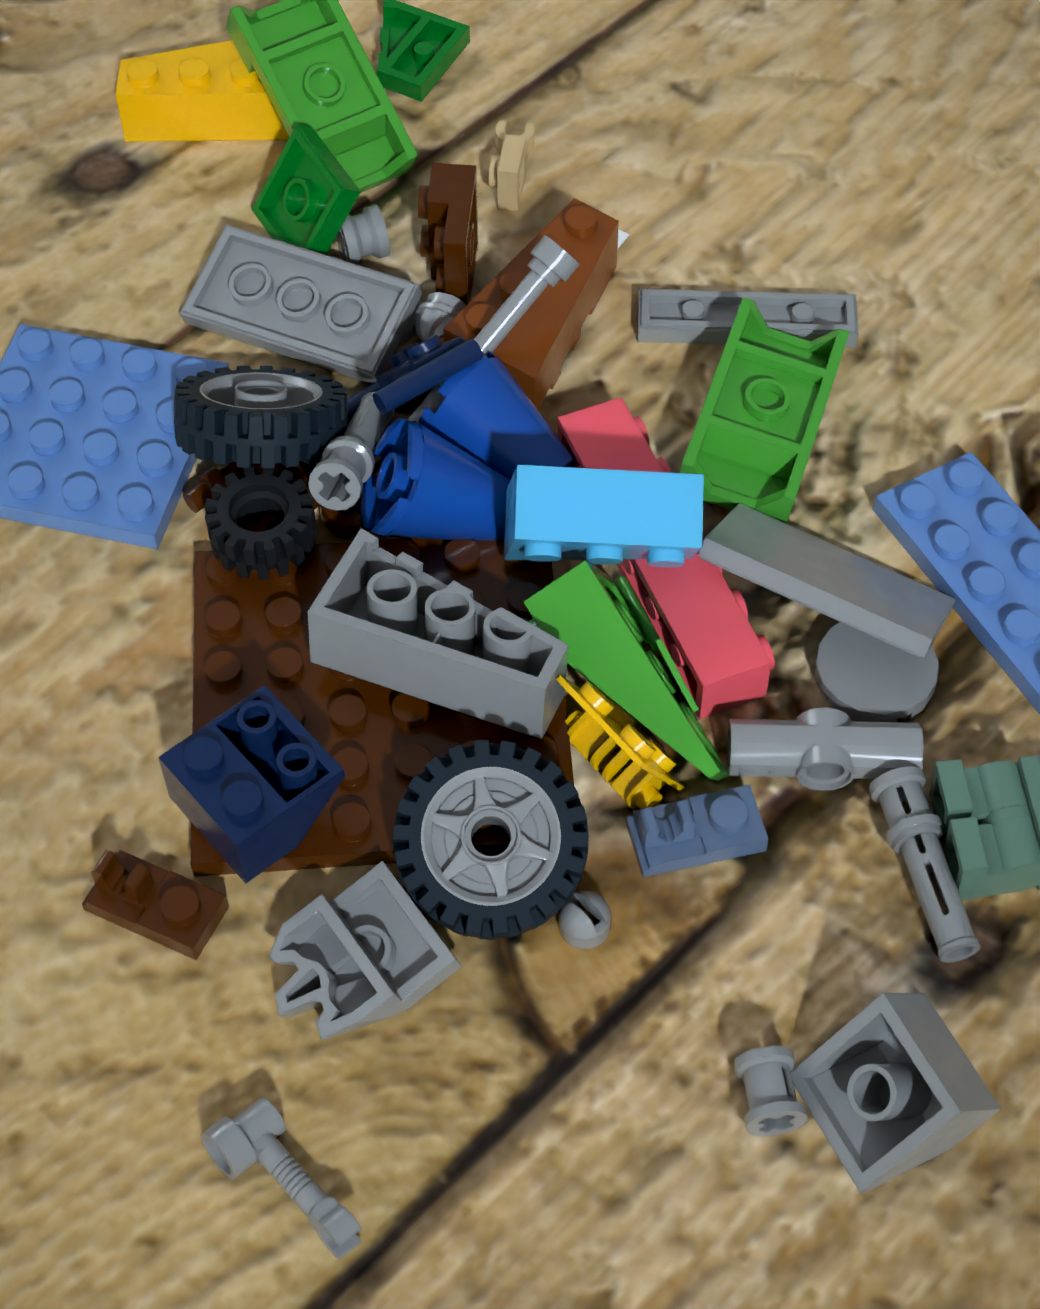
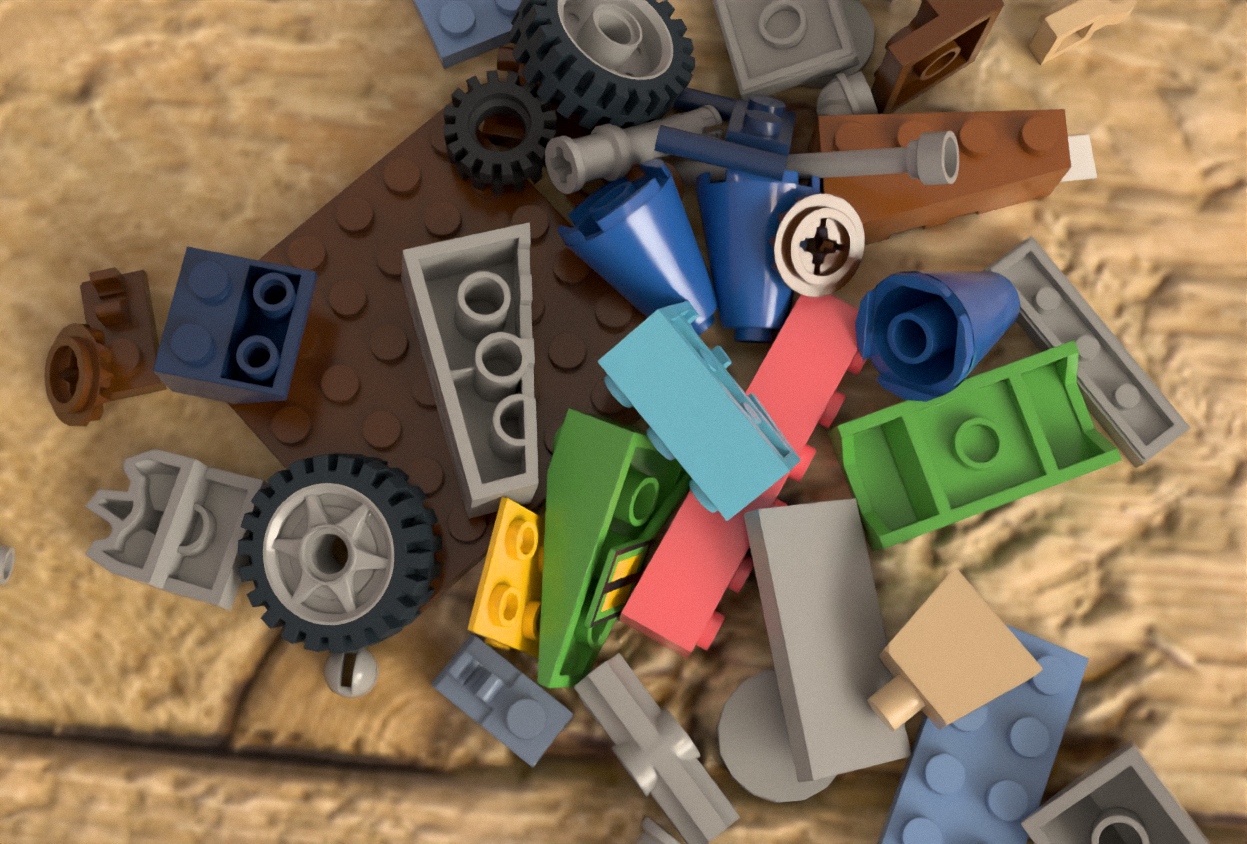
camera: 45 degrees right, 20 degrees up
(140, 942) = (78, 374): none -> reddish brown gear
(532, 362) = (827, 268): none -> gear
(662, 367) = (933, 328): none -> blue cone
(907, 510) = (950, 659): none -> tan torso

